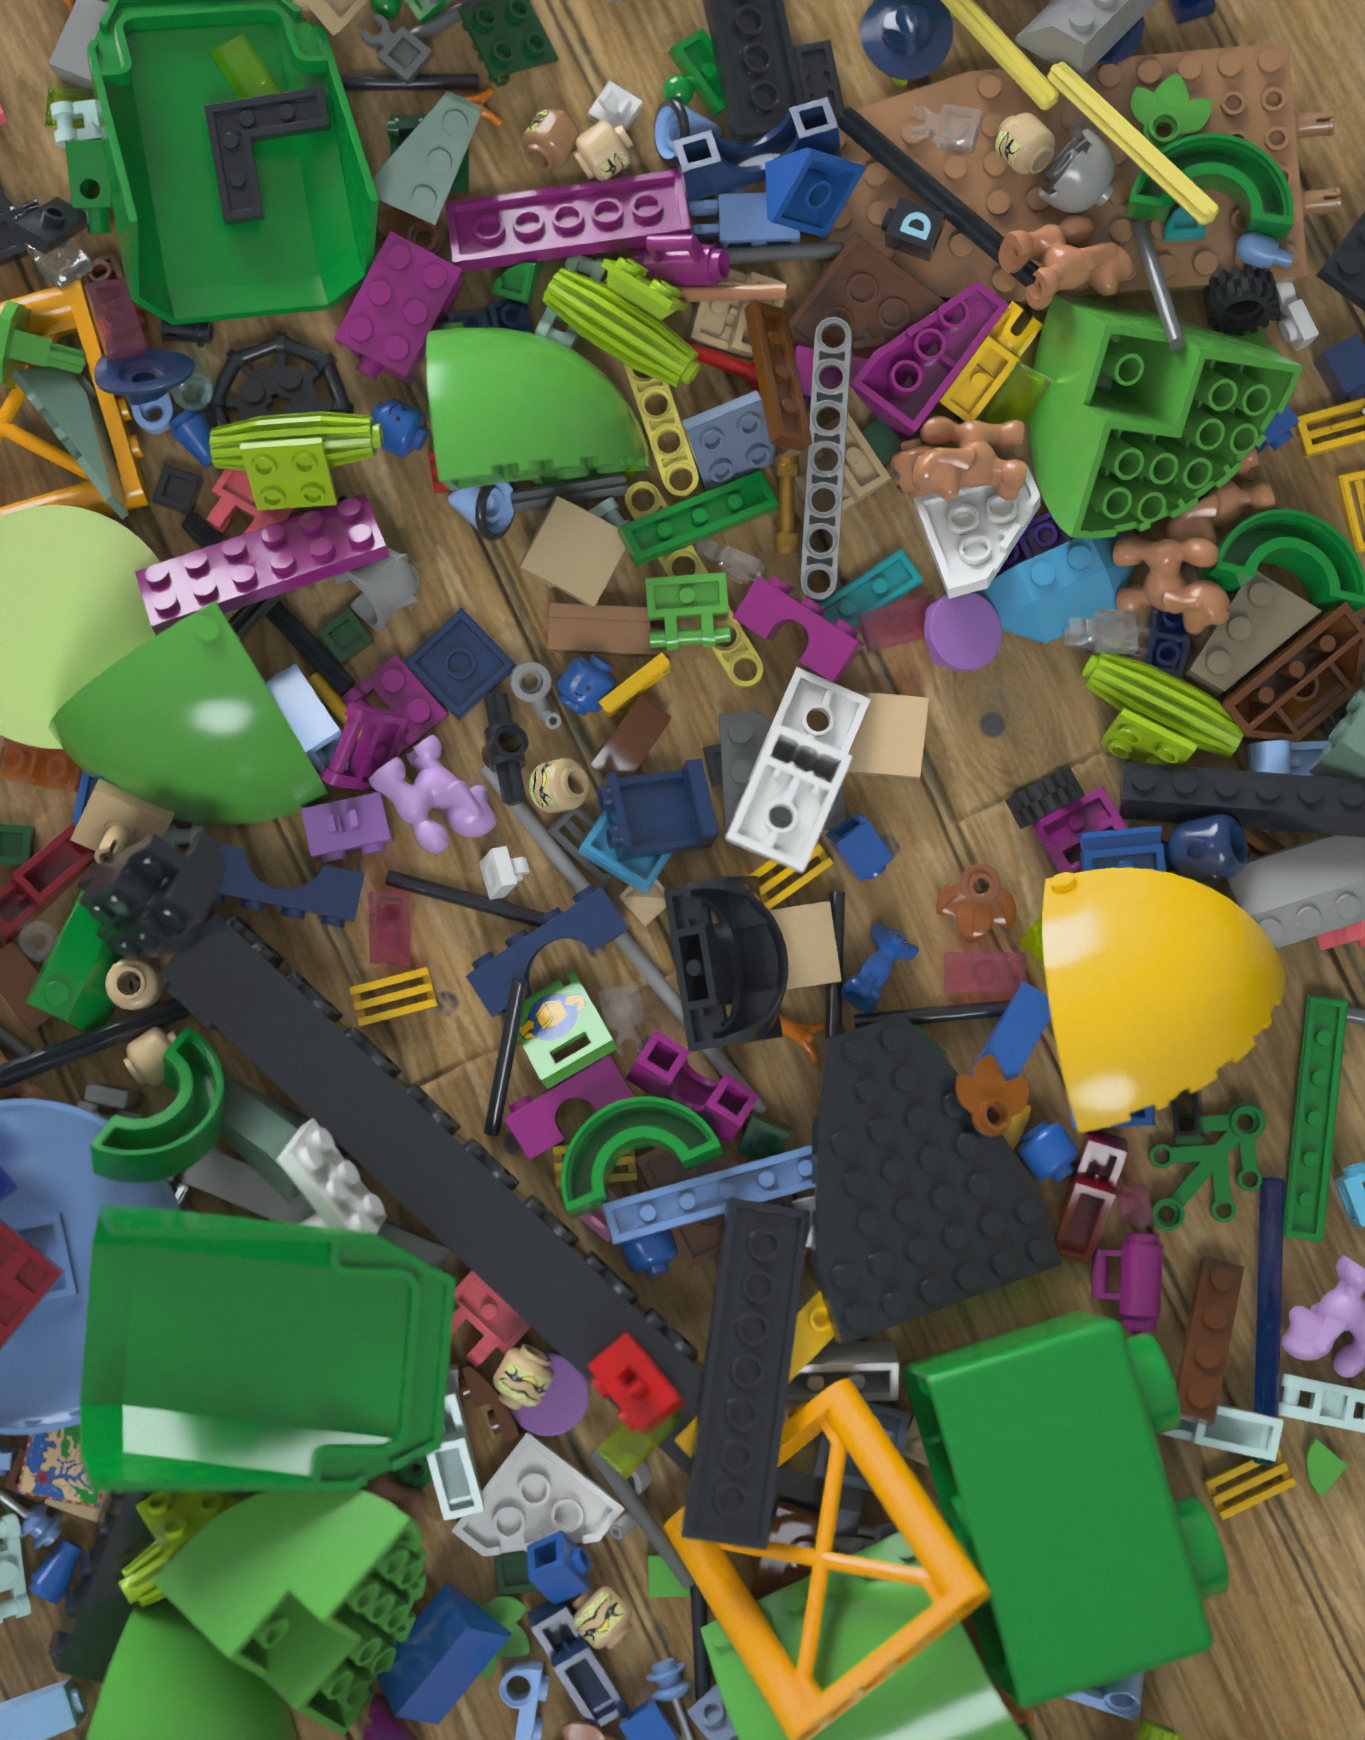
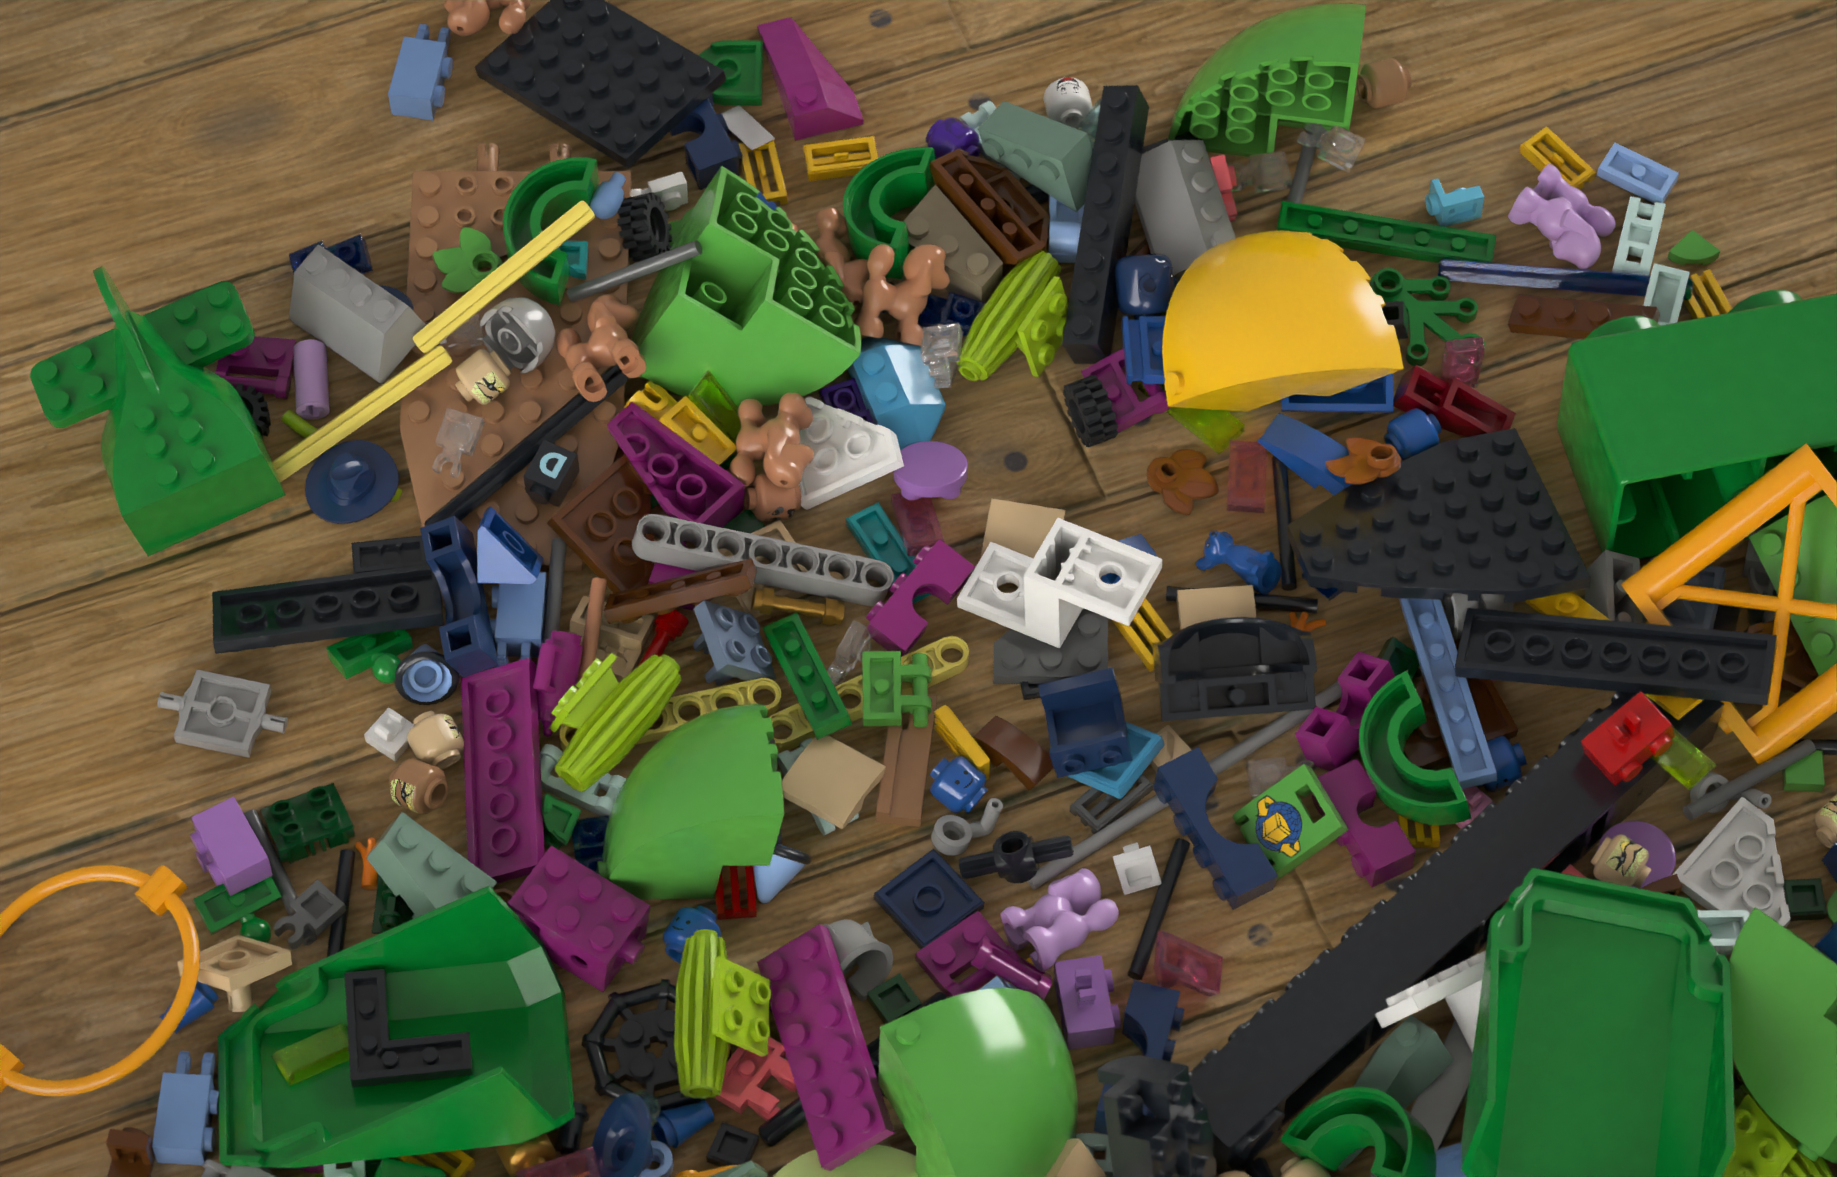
camera: 85 degrees left, 25 degrees down
(360, 1005) = (1245, 946): yellow tile -> none
(505, 1056) = (1315, 869): black bar -> none
(558, 785) = (1055, 809): tan head -> none
(558, 1567) = (1798, 849): blue brick -> none
(1139, 1280) = (1528, 373): magenta piece -> none

